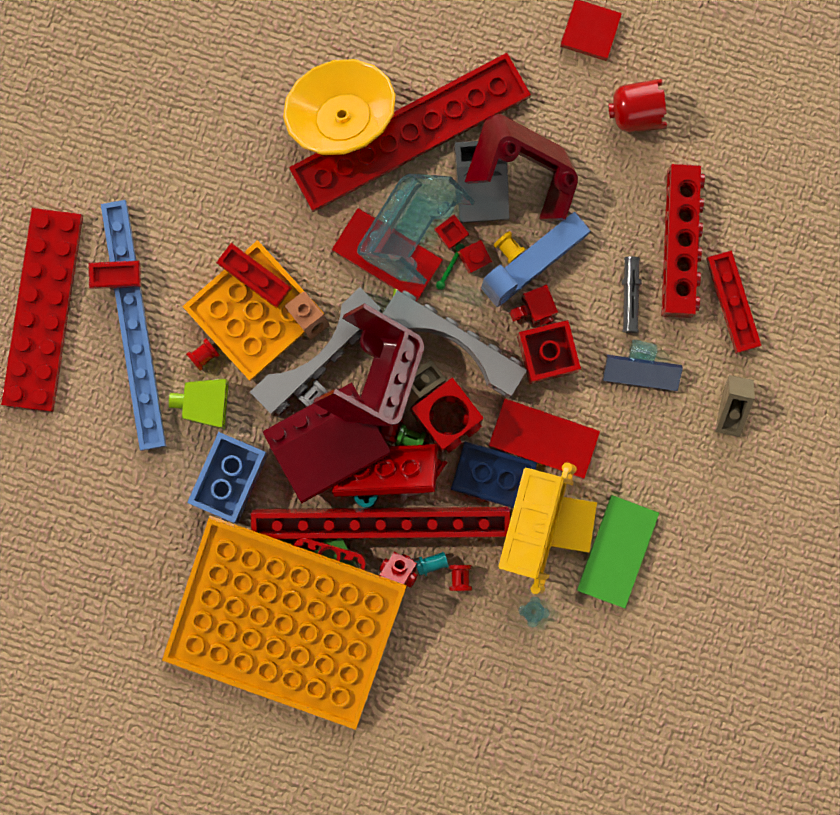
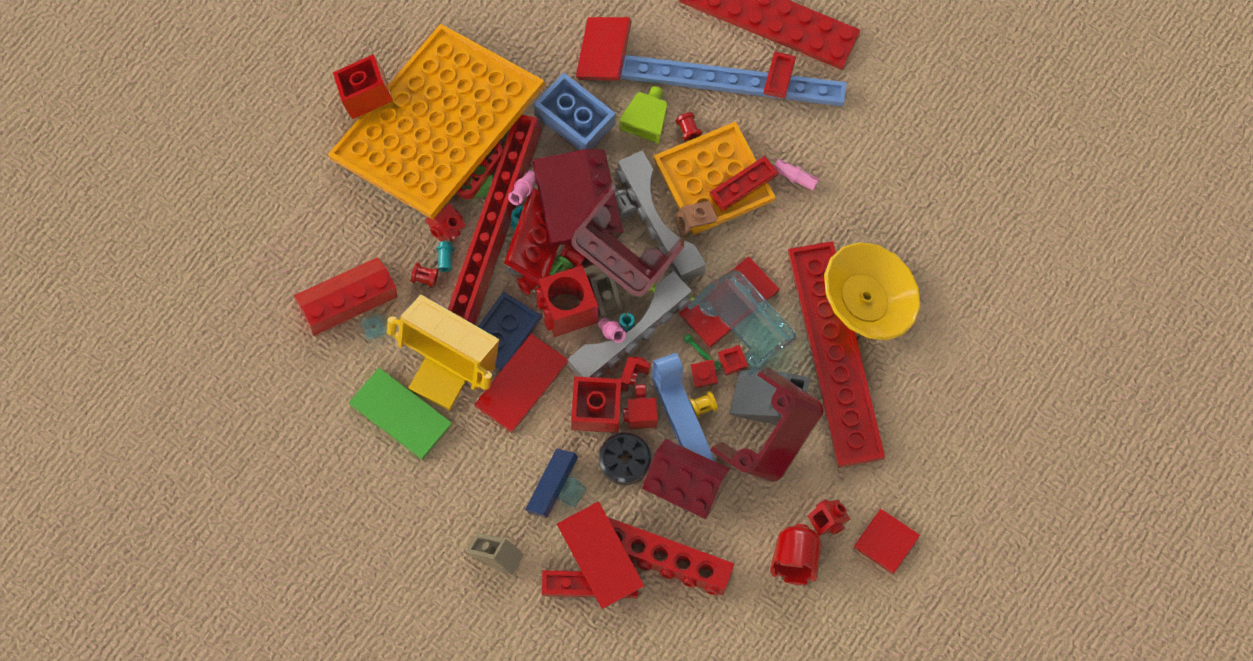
camera: 110 degrees right, 15 degrees down
(138, 472) = (603, 48): none -> red tile
(223, 227) = (795, 174): none -> bright pink pin
(269, 717) = (362, 86): none -> red brick
(338, 502) = (522, 188): none -> bright pink pin
(449, 356) = (627, 321): none -> teal pin
(464, 360) = (612, 330): none -> bright pink pin
(502, 330) = (629, 375): none -> red bracket
(508, 655) = (346, 296): none -> red slope
(590, 87) = (829, 517): none -> red brick
(598, 294) = (635, 468): none -> black wheel
(601, 236) = (685, 478): none -> dark red brick
(631, 294) = (638, 500): dark grey pin -> none
(709, 296) = (600, 555): none -> red tile

